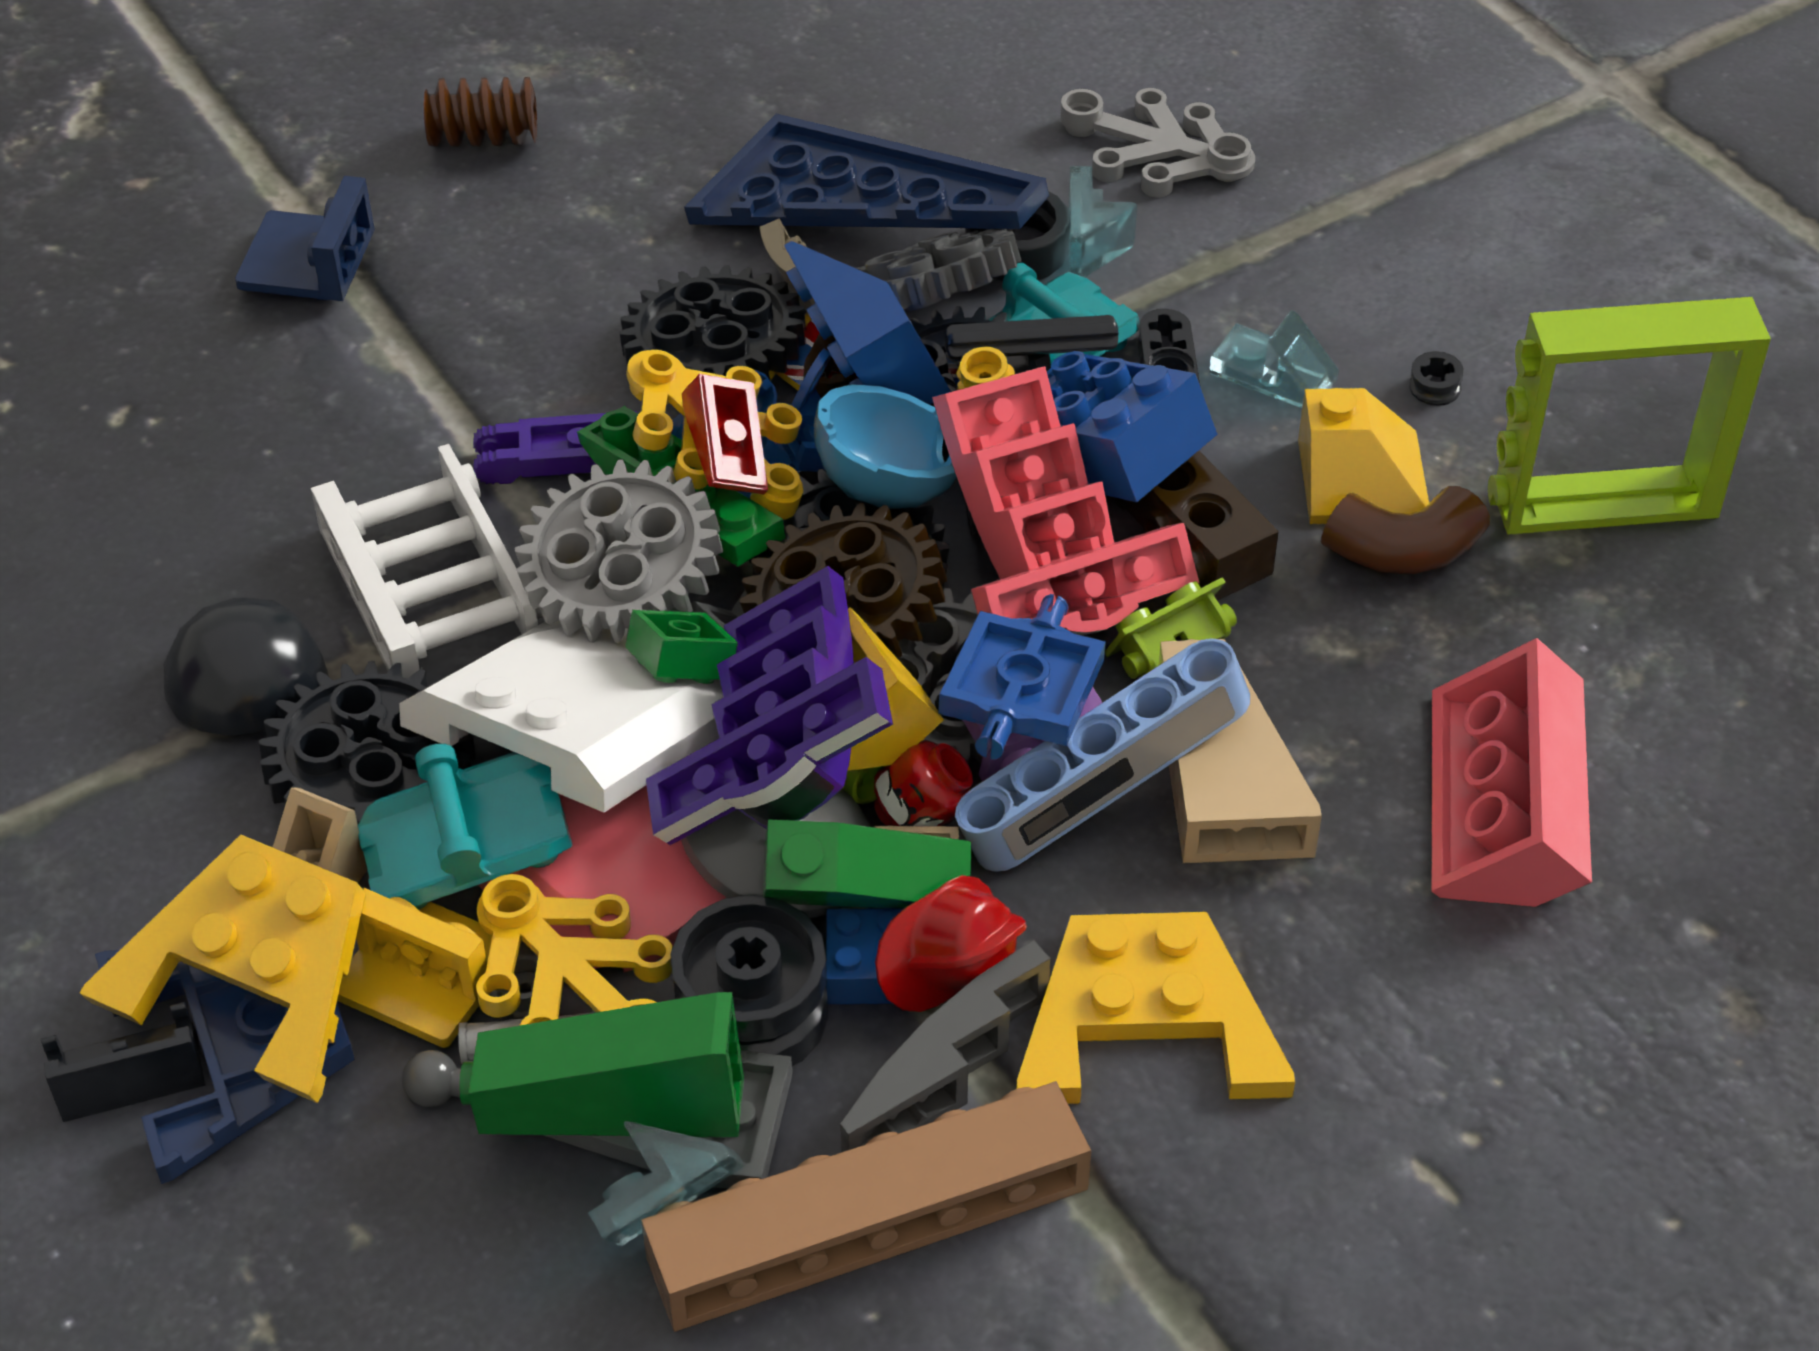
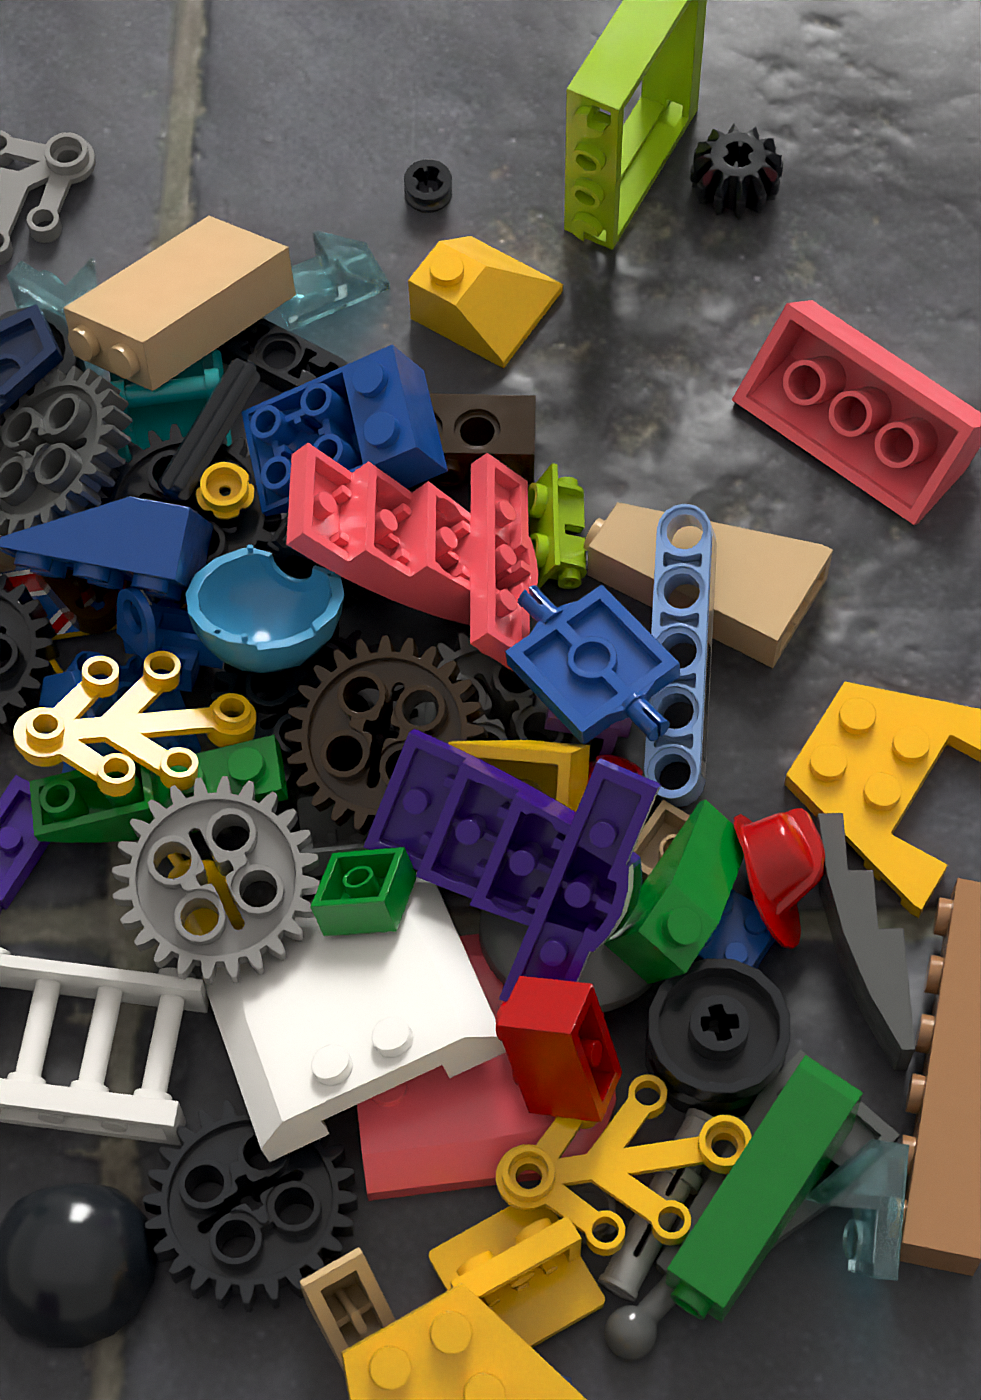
camera: 55 degrees left, 15 degrees up
(462, 826) = (427, 1175): teal shield -> none
(624, 837) = (559, 1048): none -> red brick
(726, 432) = (168, 721): red slope -> none
(1141, 267) = (180, 302): none -> tan brick
(1406, 541) = (588, 320): reddish brown cylinder -> none
(1670, 563) = (736, 171): none -> black gear

